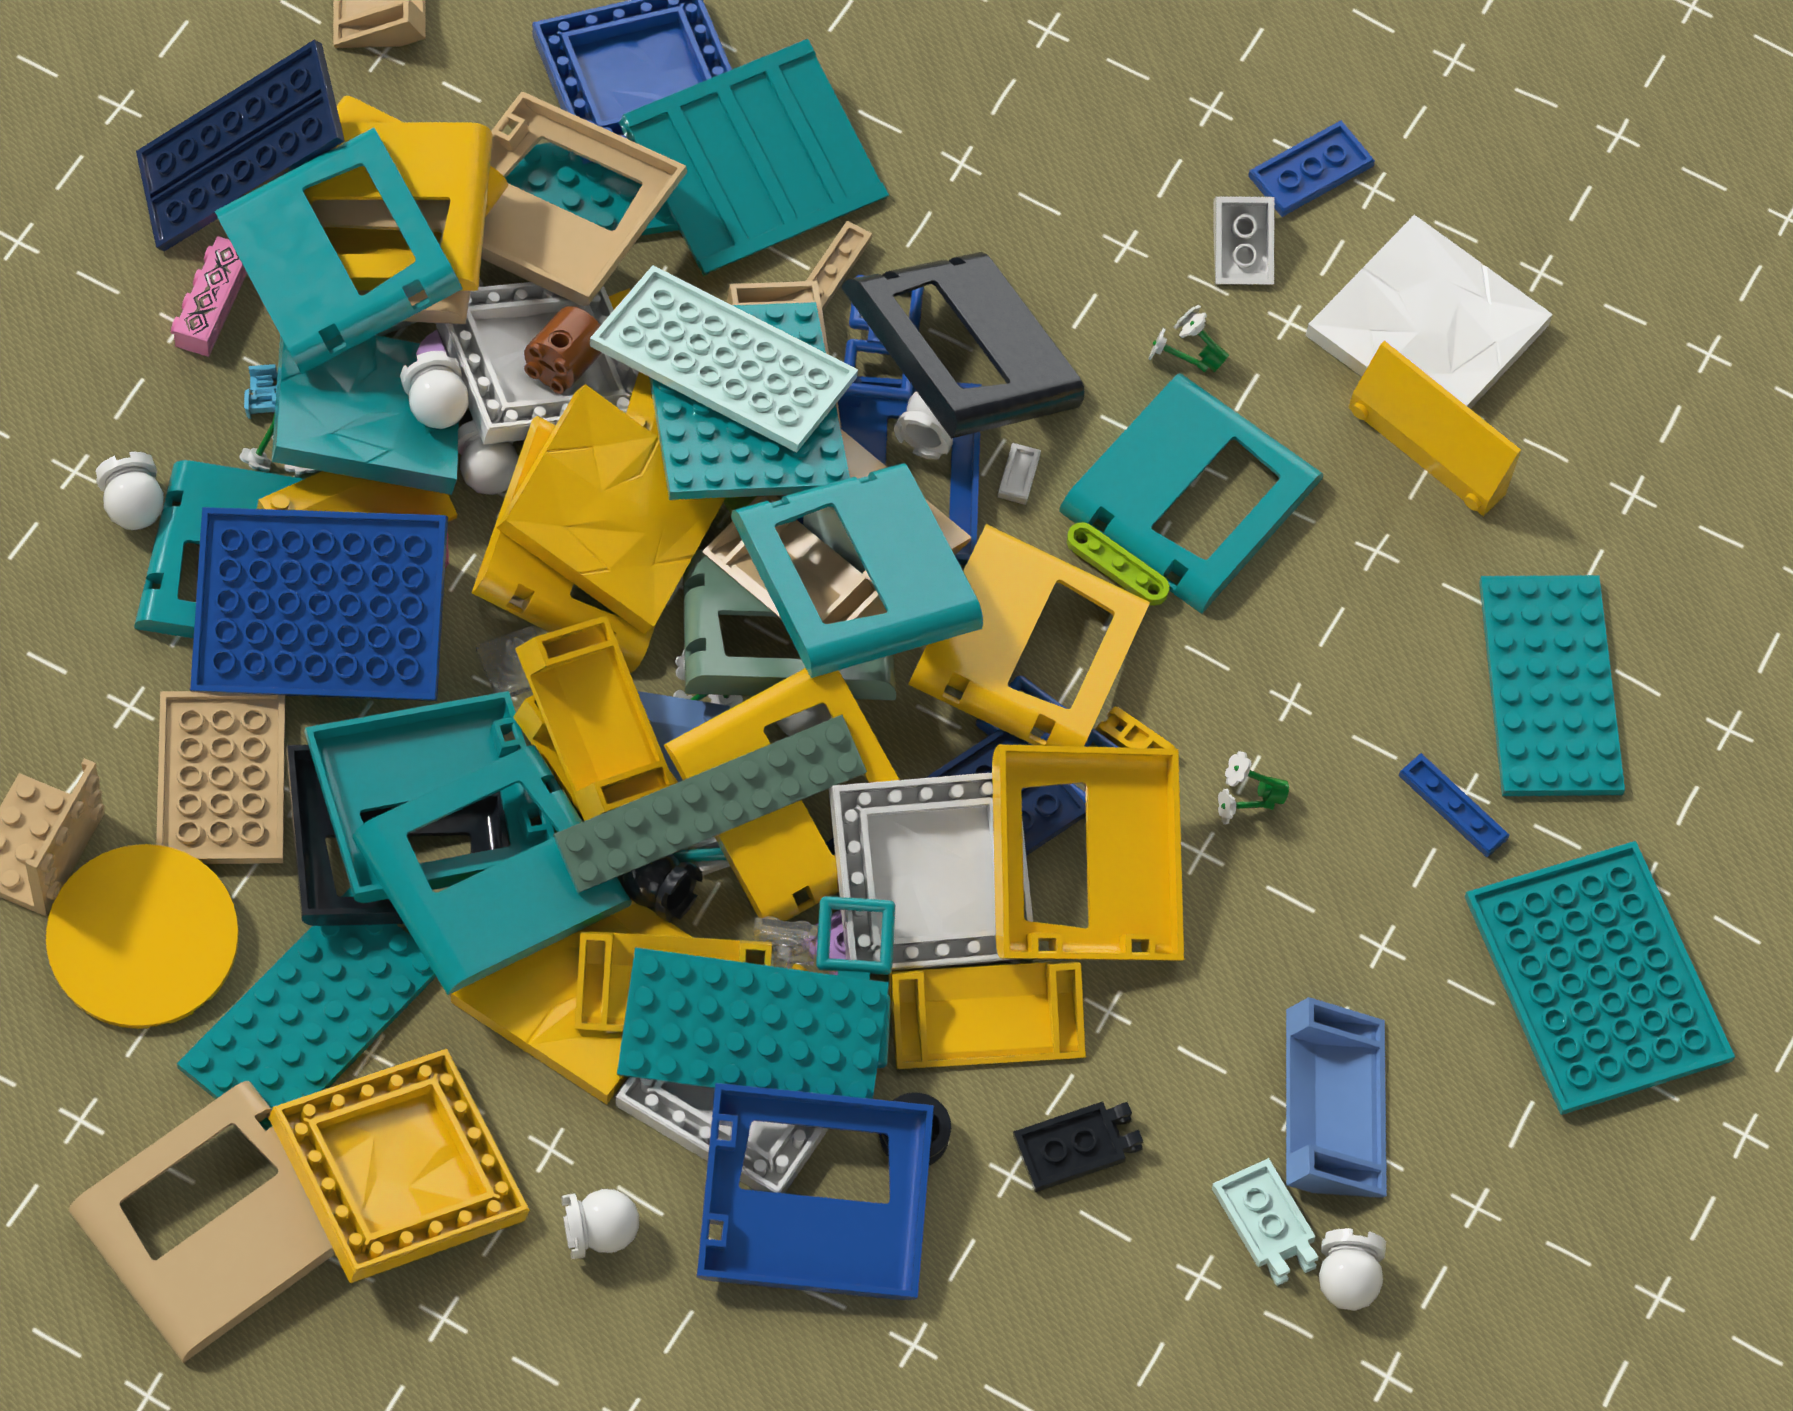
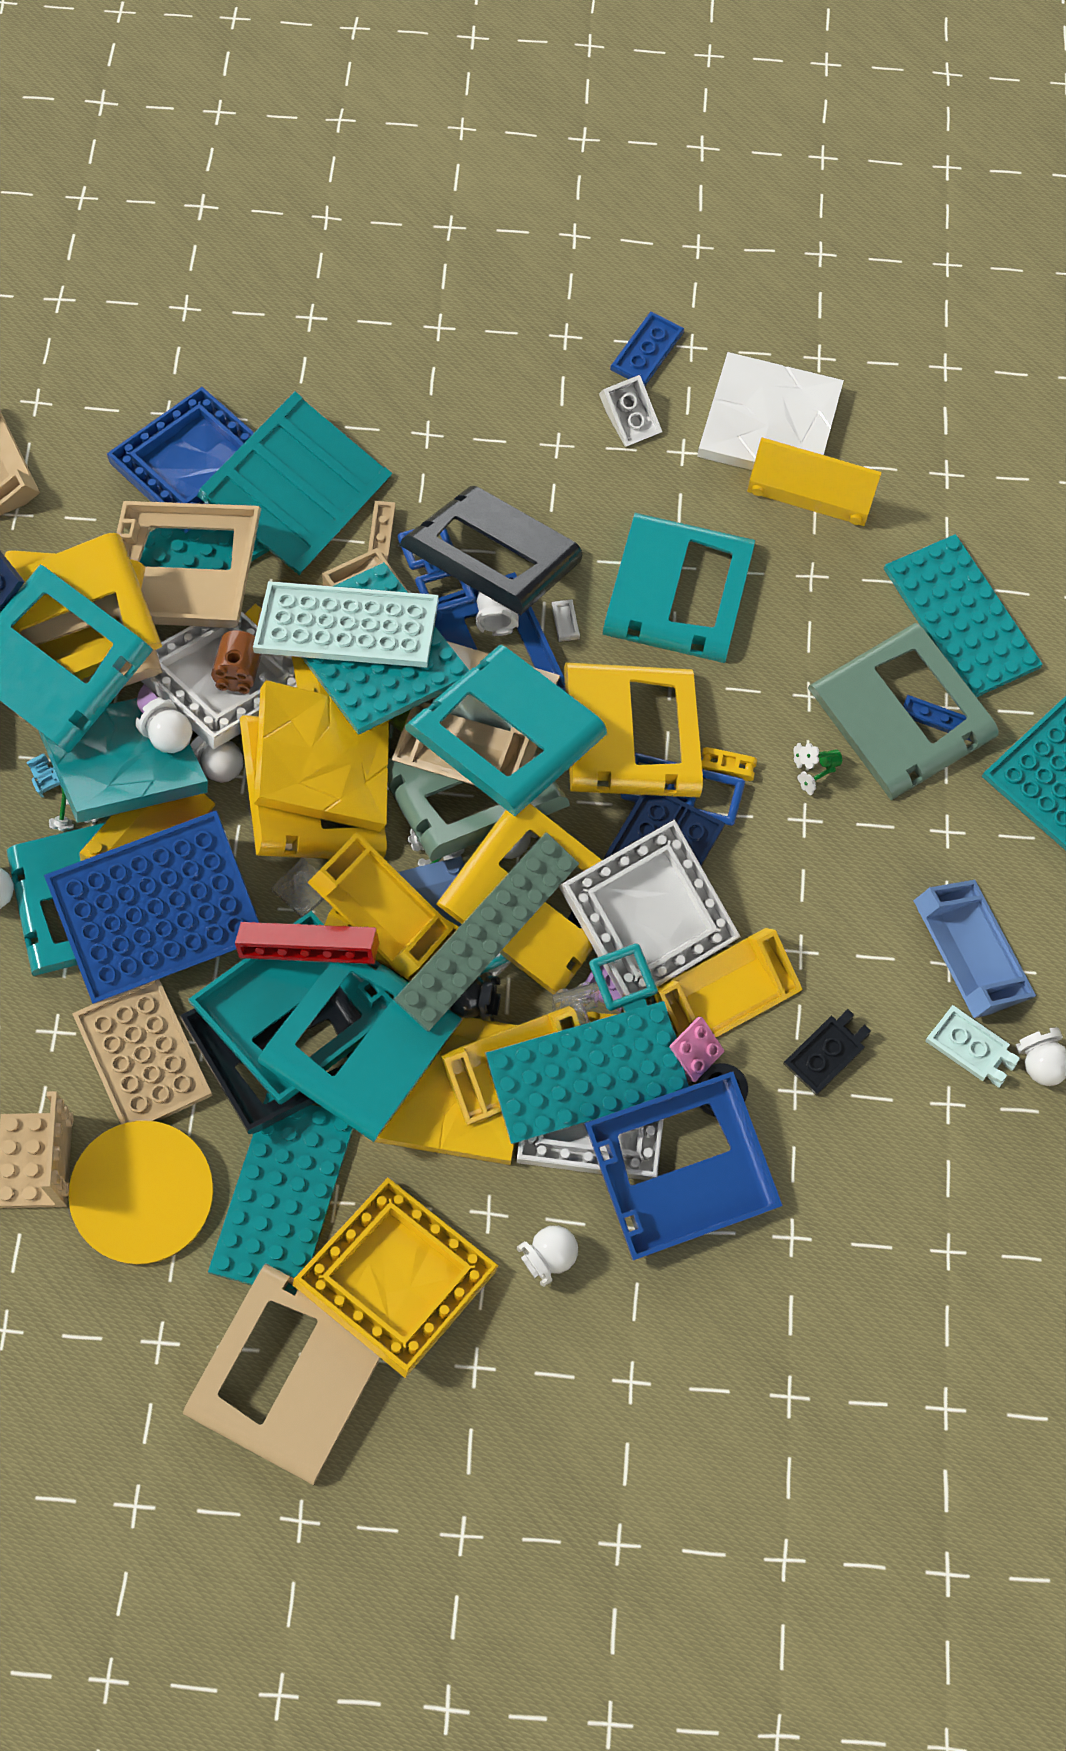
camera: 20 degrees left, 5 degrees up
(481, 723) = (307, 942): none -> brick
(904, 1062) = (696, 1049): none -> bright pink bracket
(1117, 563) = (657, 652): lime plate -> none
(1129, 844) = (768, 842): yellow door -> none
(1212, 354) = (647, 492): plant -> none
(1362, 780) = (882, 728): none -> sand green door

